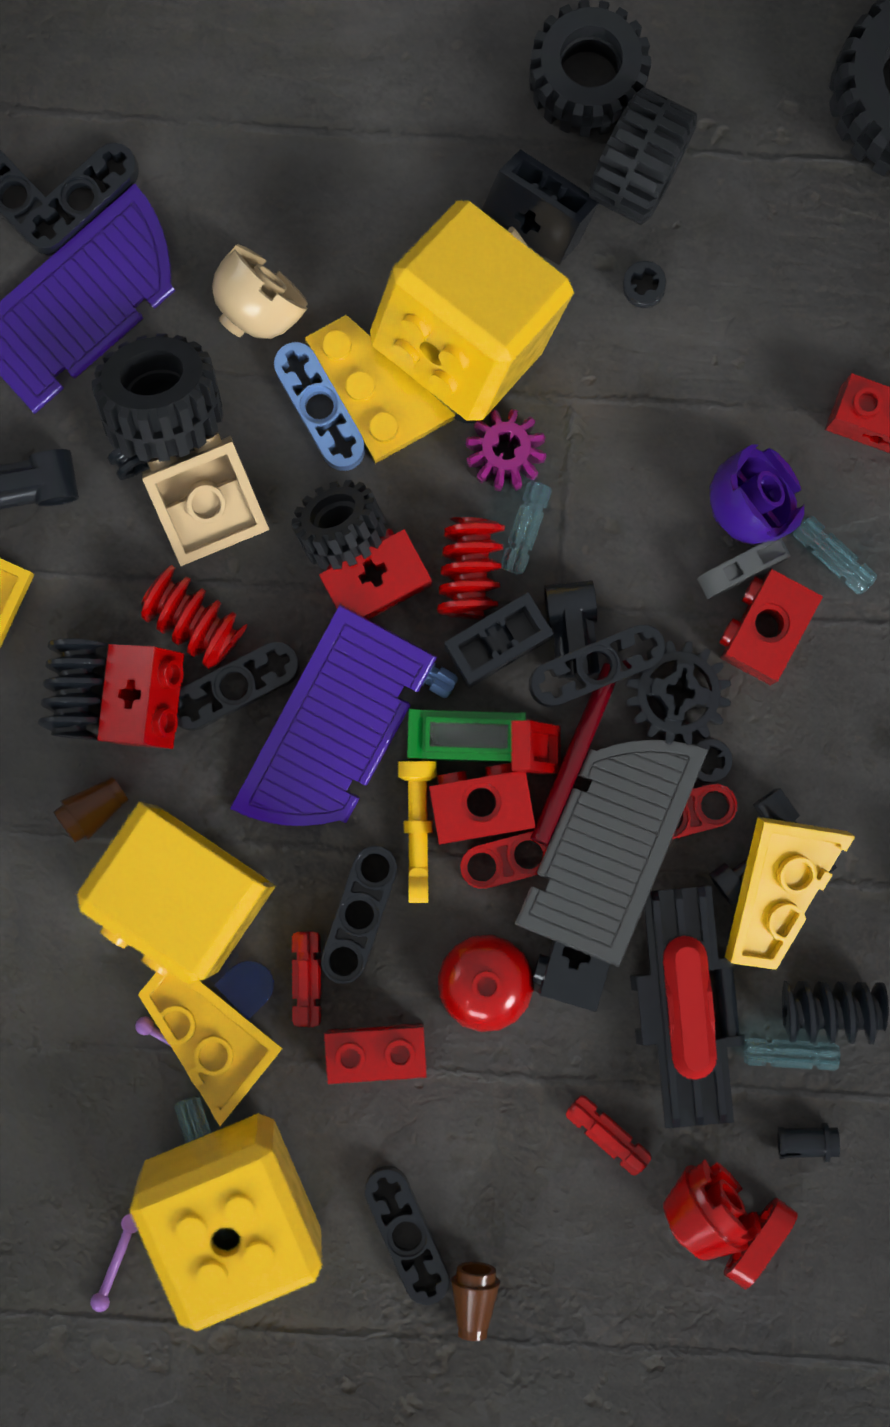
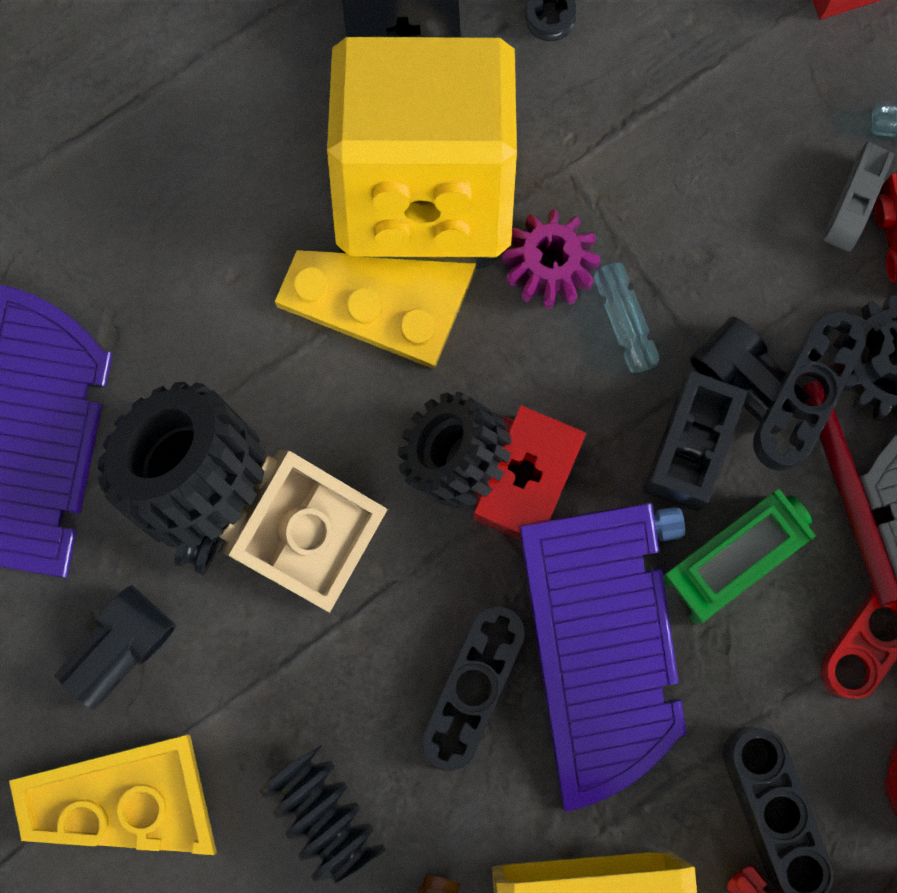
camera: 40 degrees left, 5 degrees down
(141, 696) = (395, 772): red brick -> none
(190, 618) = (379, 654): red piece -> none
(255, 297) = (198, 299): tan cylinder -> none
(315, 370) = (295, 353): medium blue beam -> none
(417, 825) = (761, 682): yellow piece -> none
(469, 567) = (609, 394): red piece -> none
(511, 810) = (837, 598): red brick -> none
(535, 747) = (817, 515): red tile -> none
(756, 496) = (817, 124): dark purple cylinder -> none

